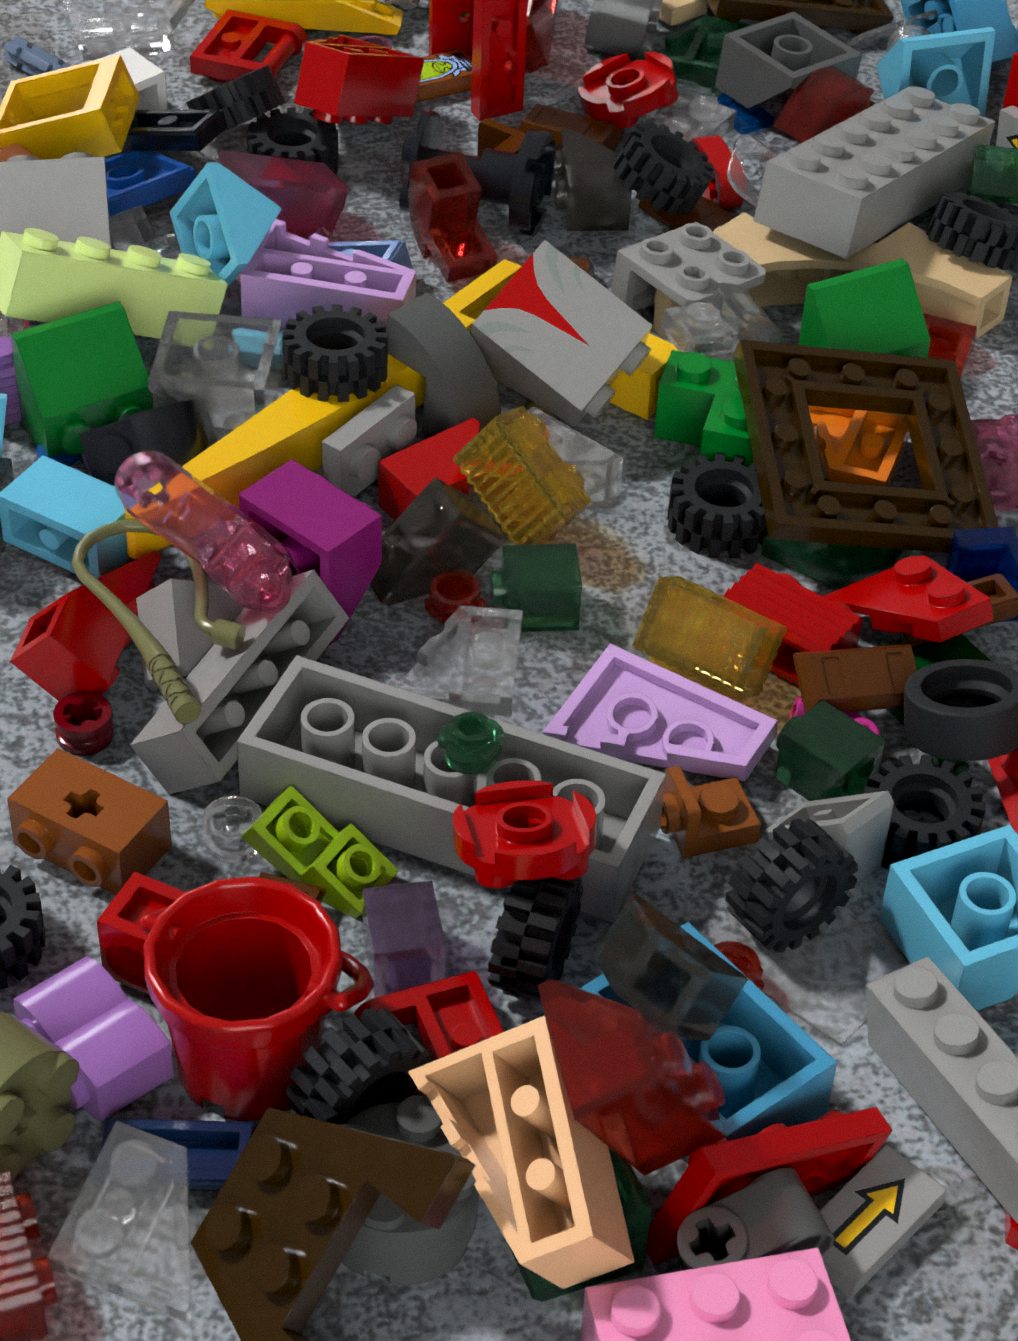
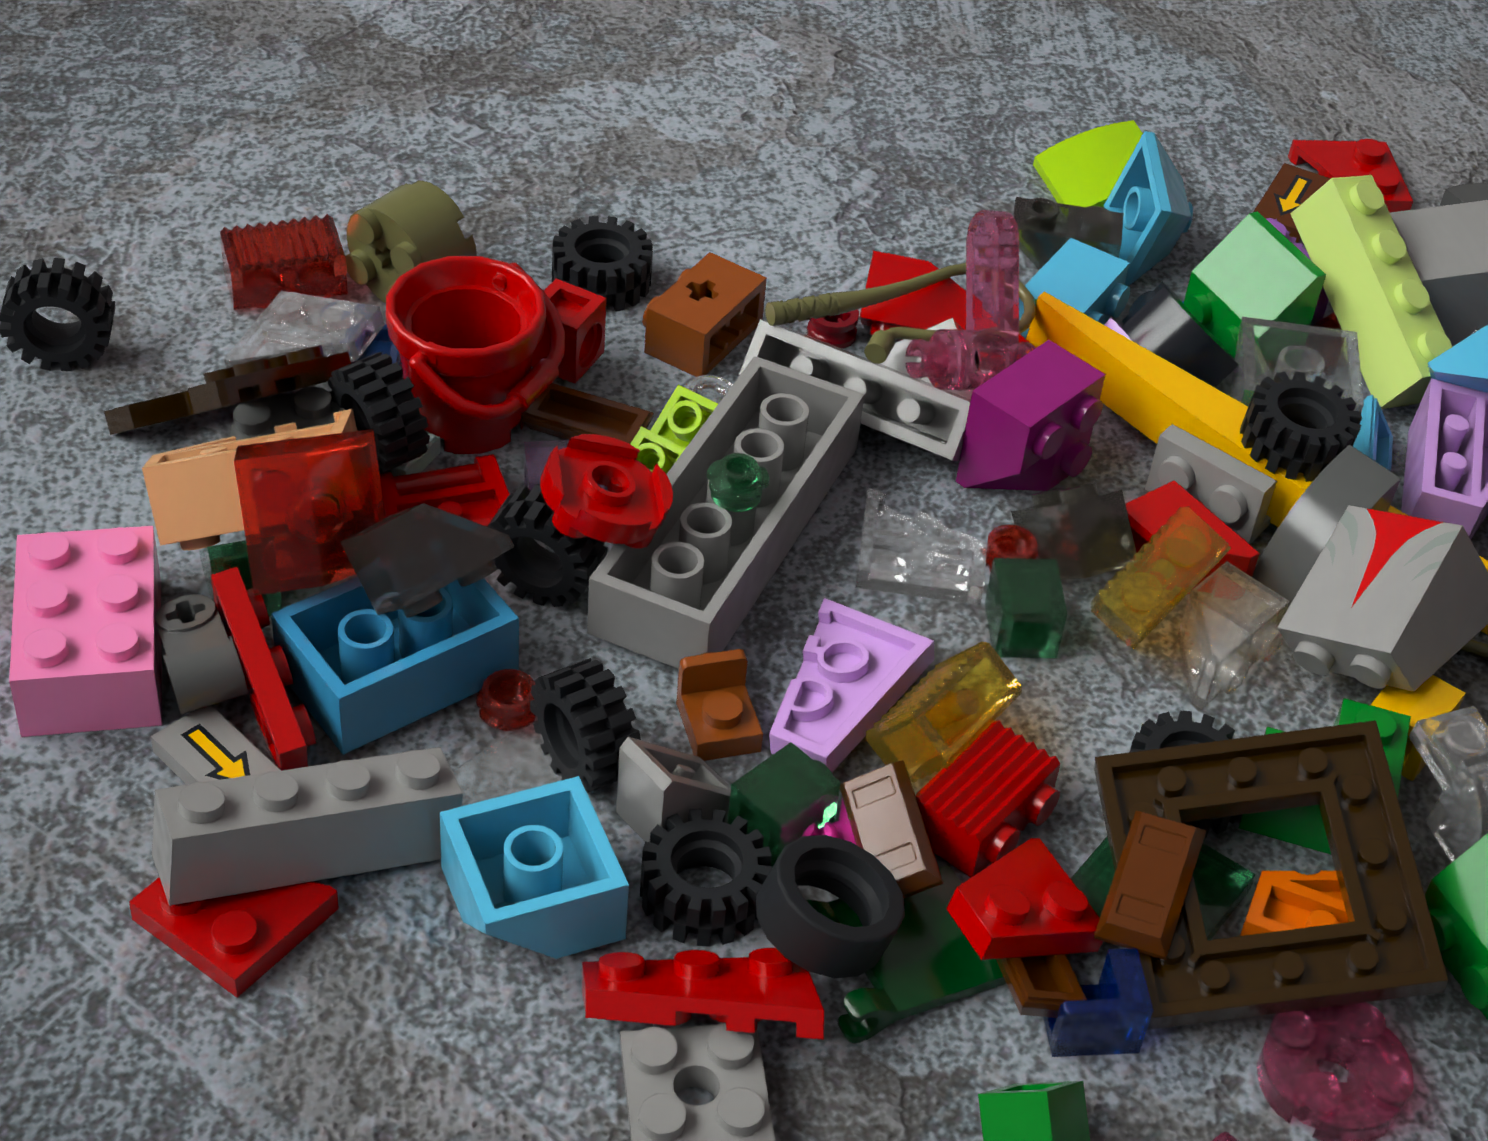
camera: 90 degrees right, 0 degrees up
(897, 508) = (1150, 885): none -> reddish brown tile

